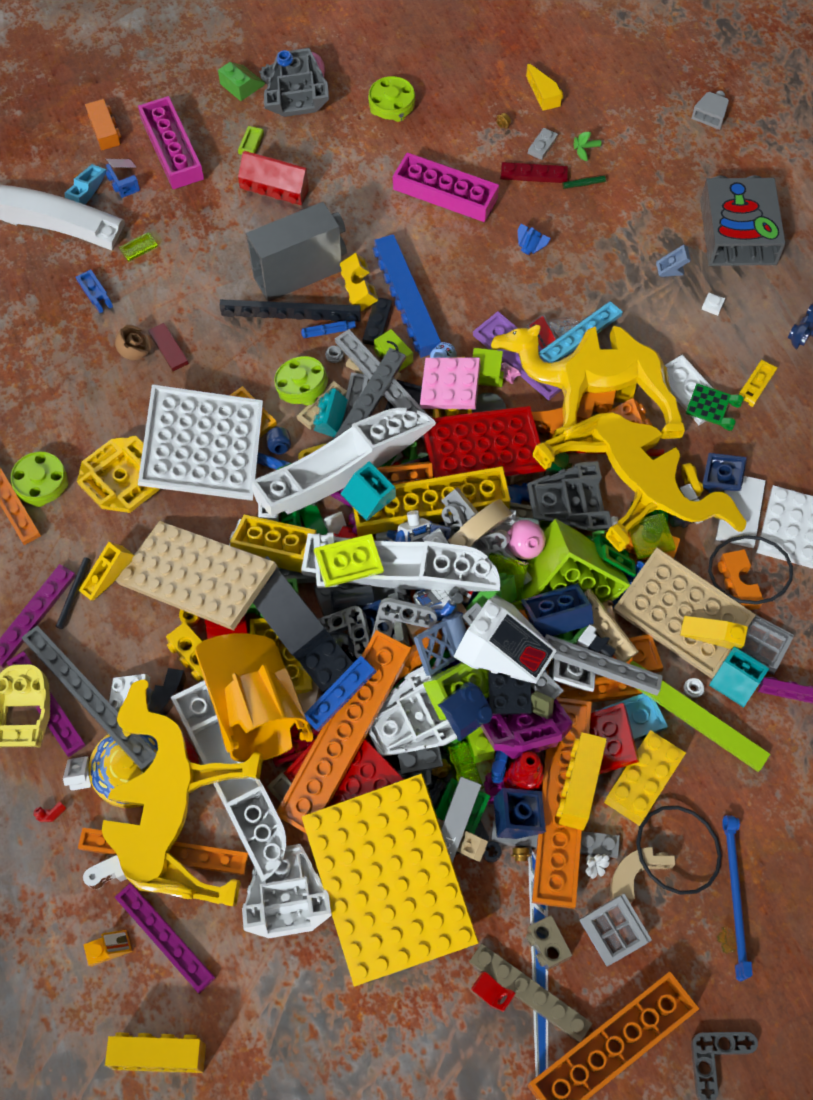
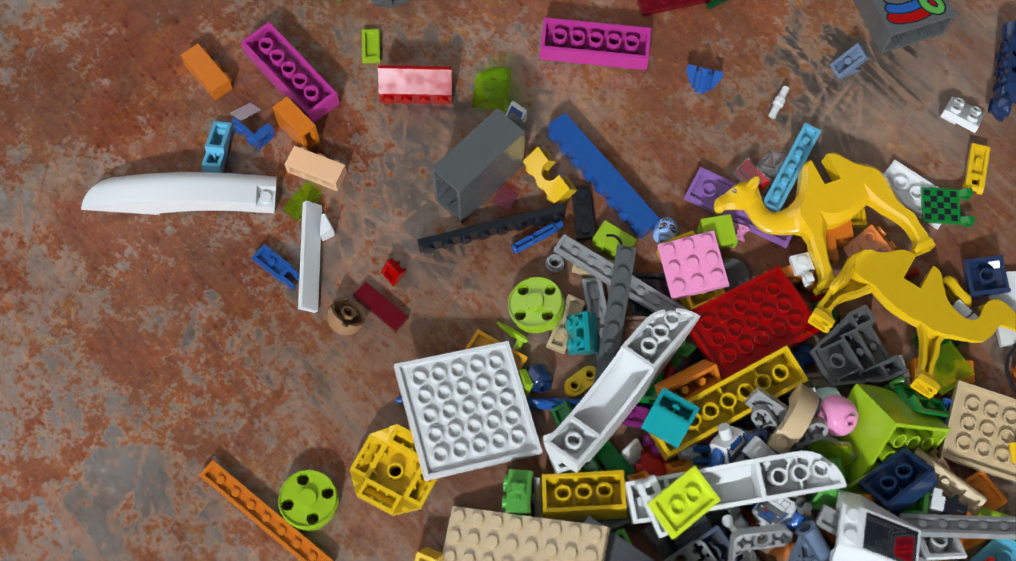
camera: 20 degrees left, 5 degrees up
(125, 290) = (310, 257): none -> white tile
(148, 271) = (326, 228): none -> white slope
(157, 182) = (296, 124): none -> orange brick
(160, 222) = (316, 168): none -> light nougat brick
(190, 321) = (393, 271): none -> red tile
(218, 521) = (519, 492): none -> bright green hinge
(263, 439) = (526, 381): none -> lime tile
(274, 401) = (514, 334): none -> lime bar
(314, 291) = (505, 198): none -> clear pink tile
(343, 199) = (492, 89): none -> clear neon green slope
(352, 226) = (518, 110): none -> white slope
(552, 414) = (803, 266): none -> white plate
(594, 279) = (778, 102): none -> white bar
(713, 304) = (901, 94): white plate -> none
(761, 332) = (963, 114): none -> white plate

